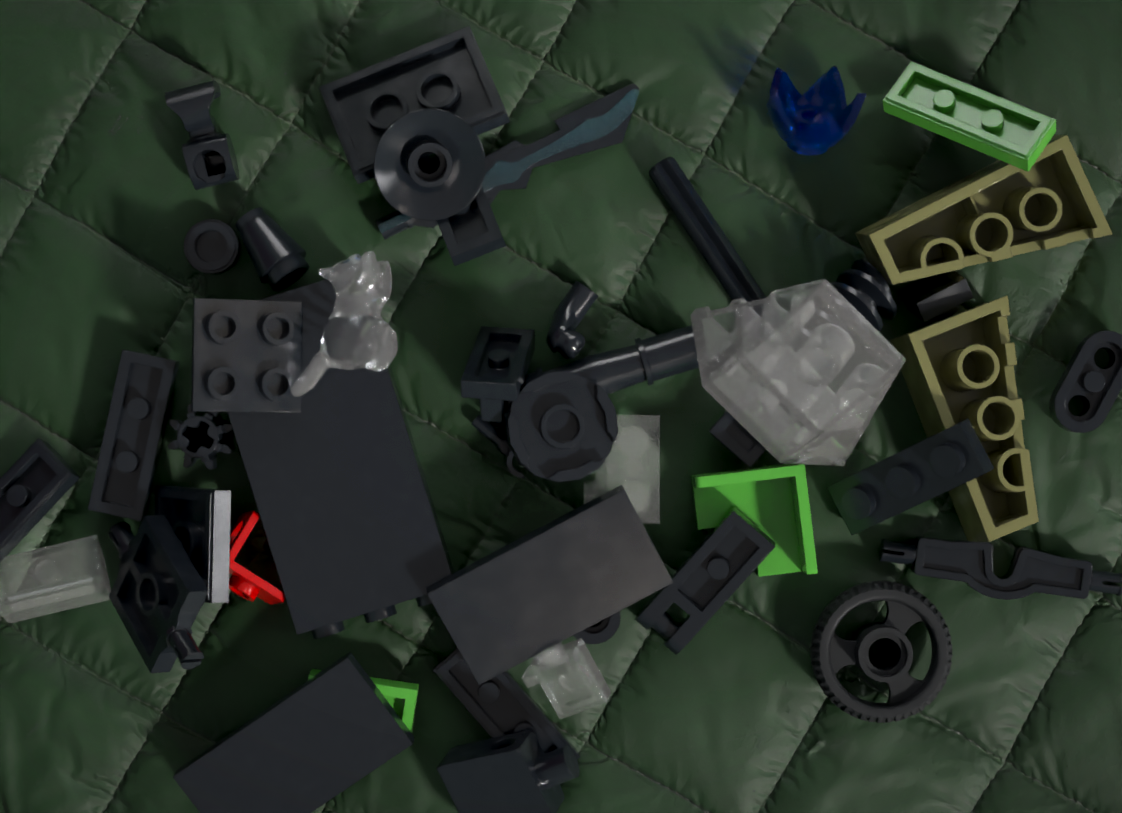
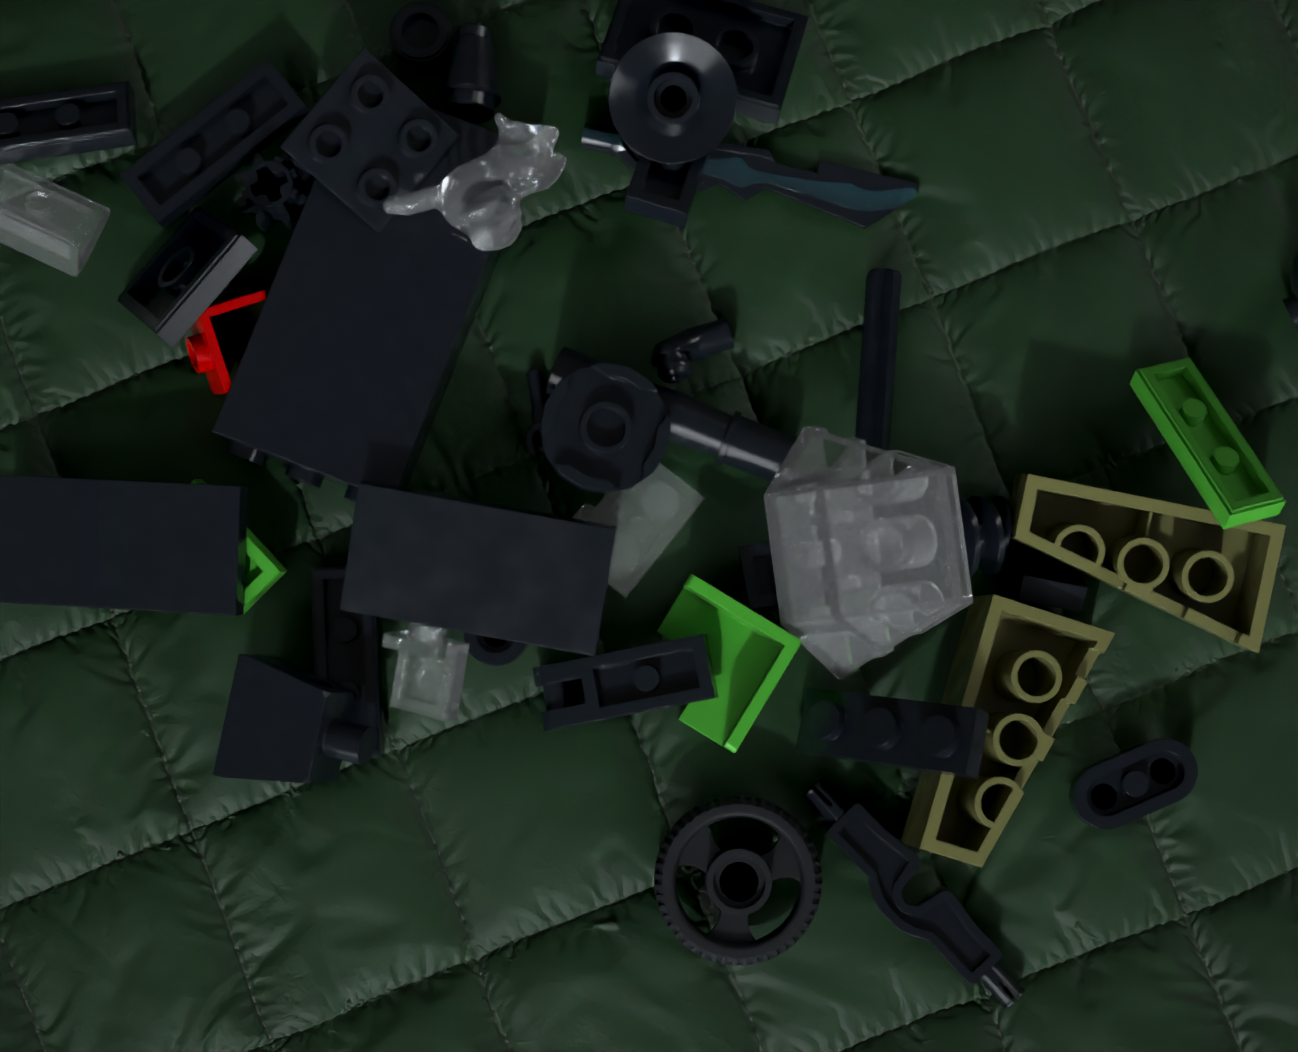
camera: 40 degrees right, 5 degrees down
(157, 593) = (117, 293): black plate -> none
(497, 369) = (586, 334): black hinge -> none
(816, 118) = (1060, 340): clear blue piece -> none

